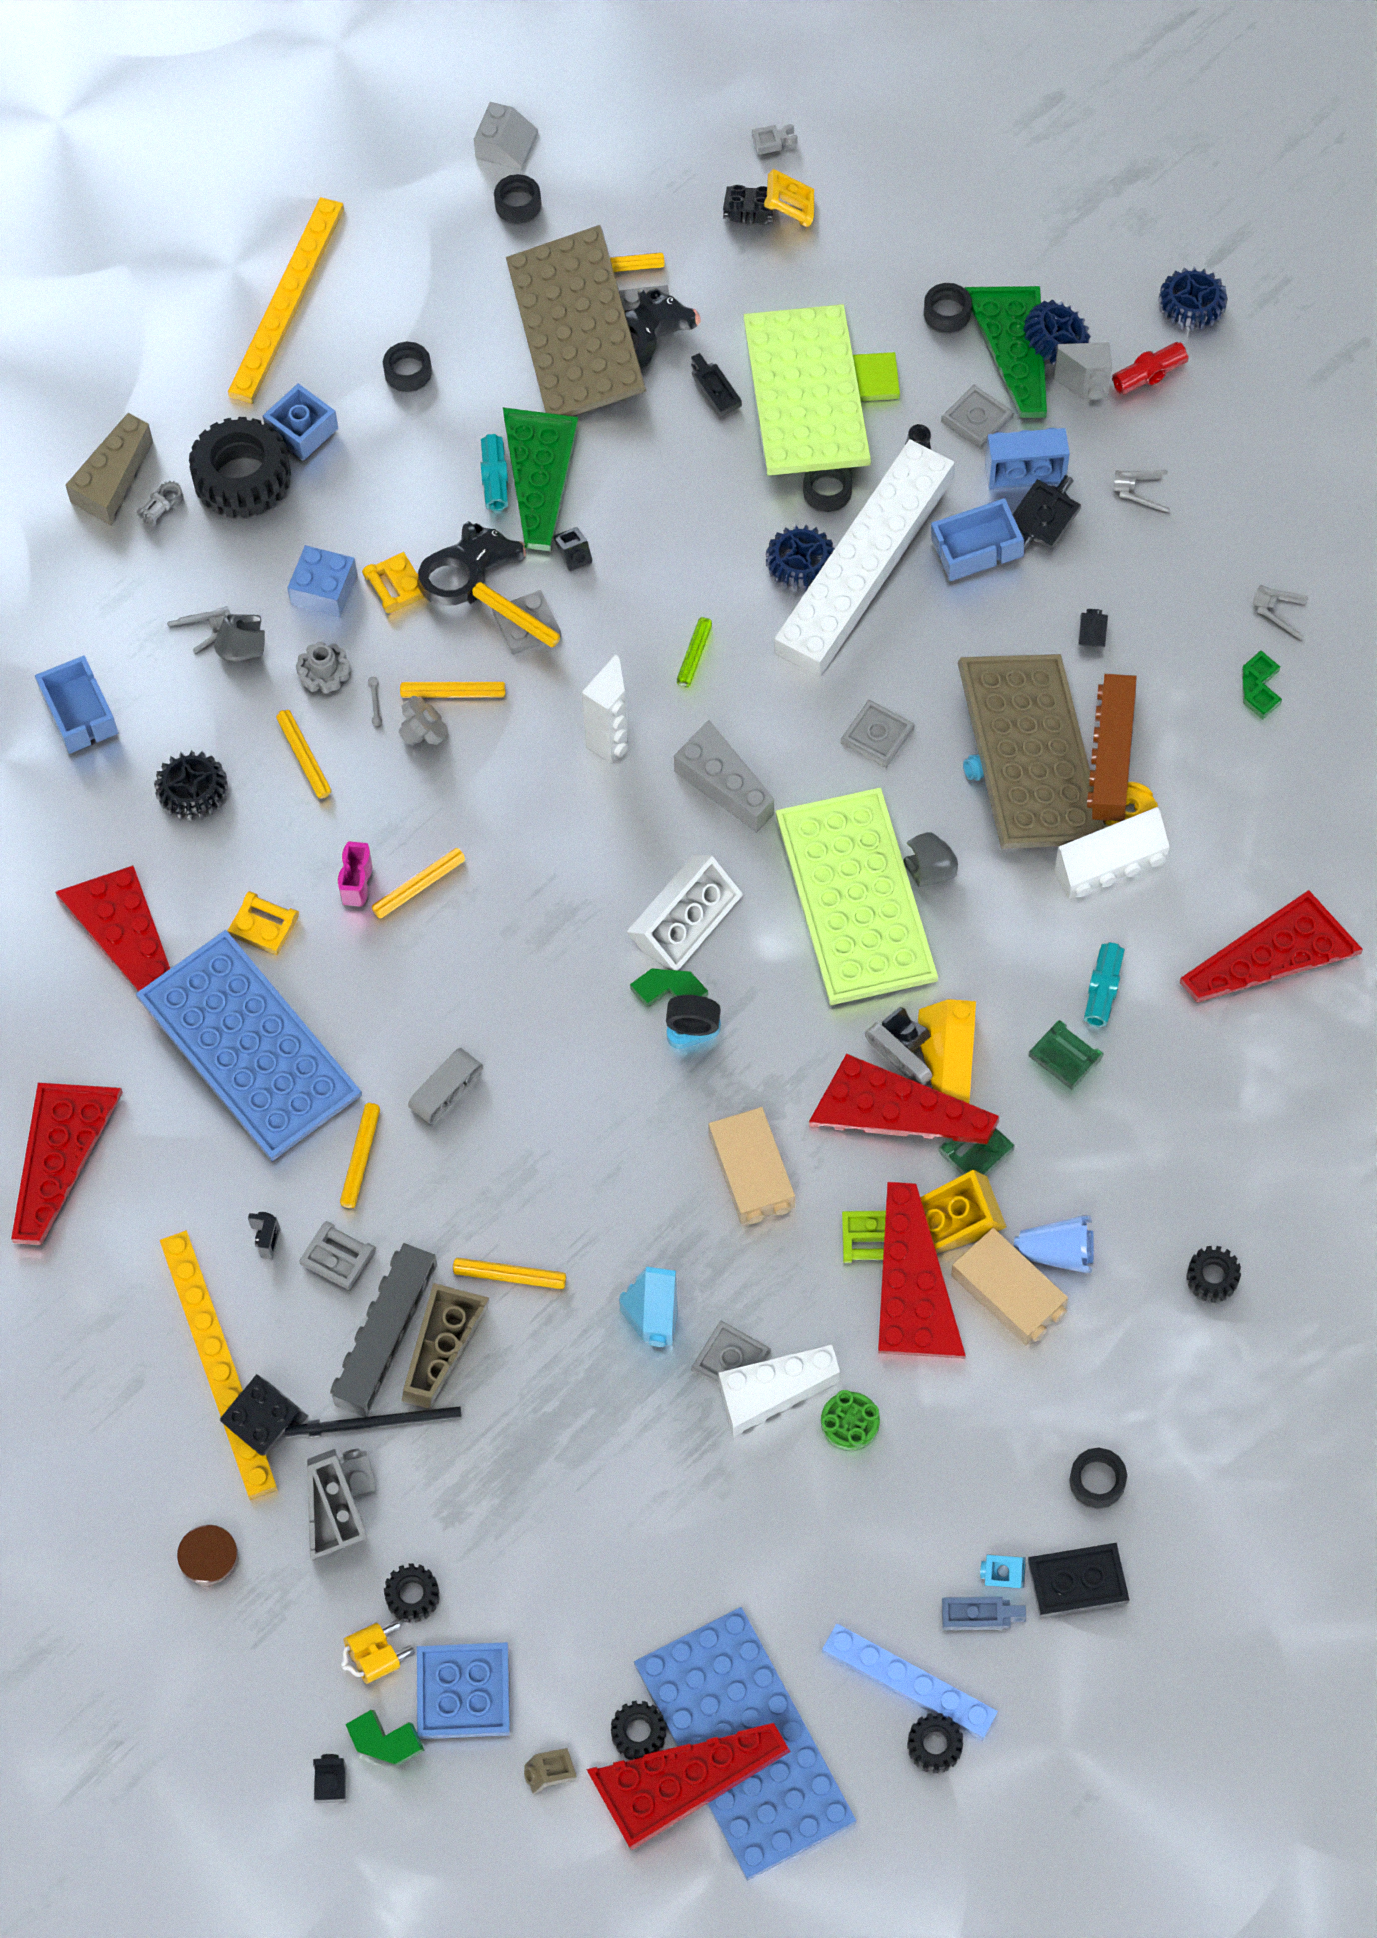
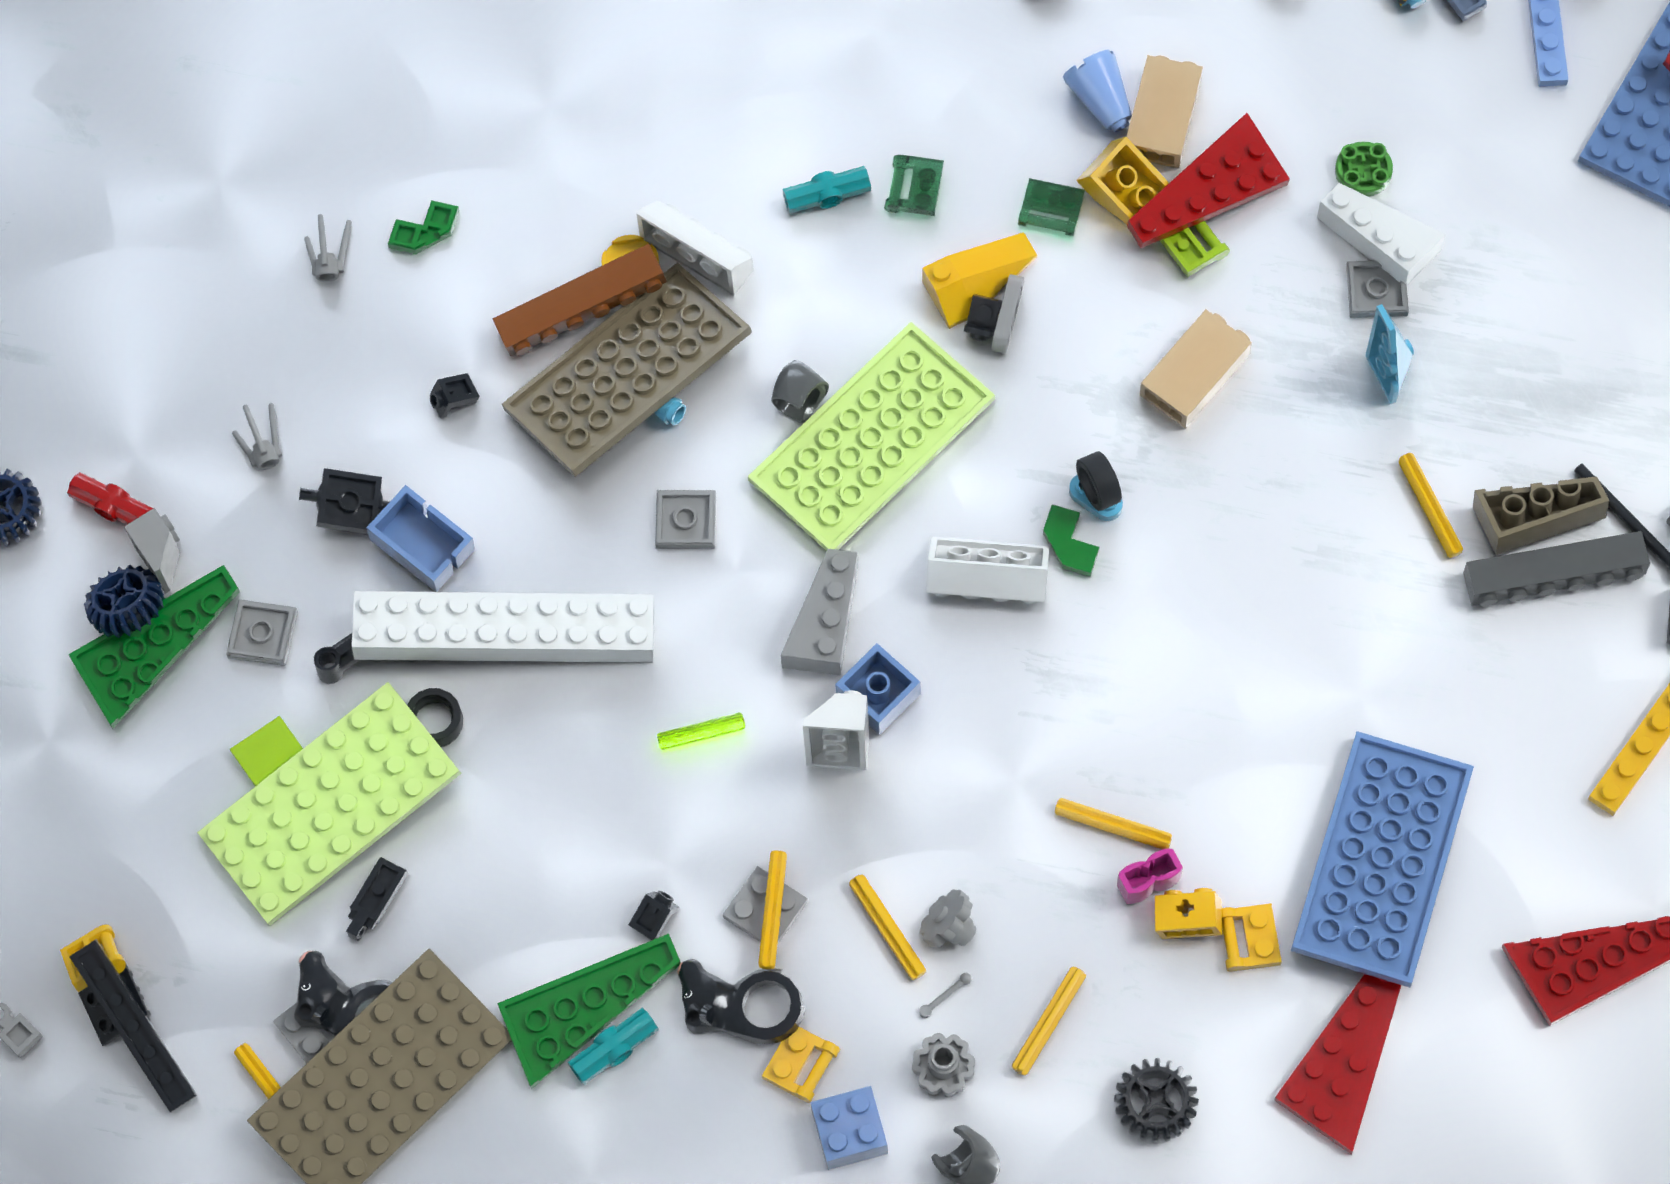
camera: 120 degrees left, 5 degrees up
(267, 1232) = (1547, 720): black bracket -> none
(307, 883) = (1201, 921): none -> yellow brick
(334, 1263) = (1528, 653): light grey plate -> none
(360, 1155) = (1413, 698): yellow axle -> none
(445, 1086) = (1299, 665): light grey beam -> none
(637, 776) = (885, 682): none -> medium blue brick
(720, 194) = (133, 1025): none -> black tile
(805, 549) = (516, 678): dark blue gear -> none
(890, 1104) = (1061, 299): red wing -> none
(947, 291) = (134, 710): black tyre -> none
(1025, 456) = (297, 545): medium blue brick -> none
(1284, 944) = (696, 75): red wing -> none

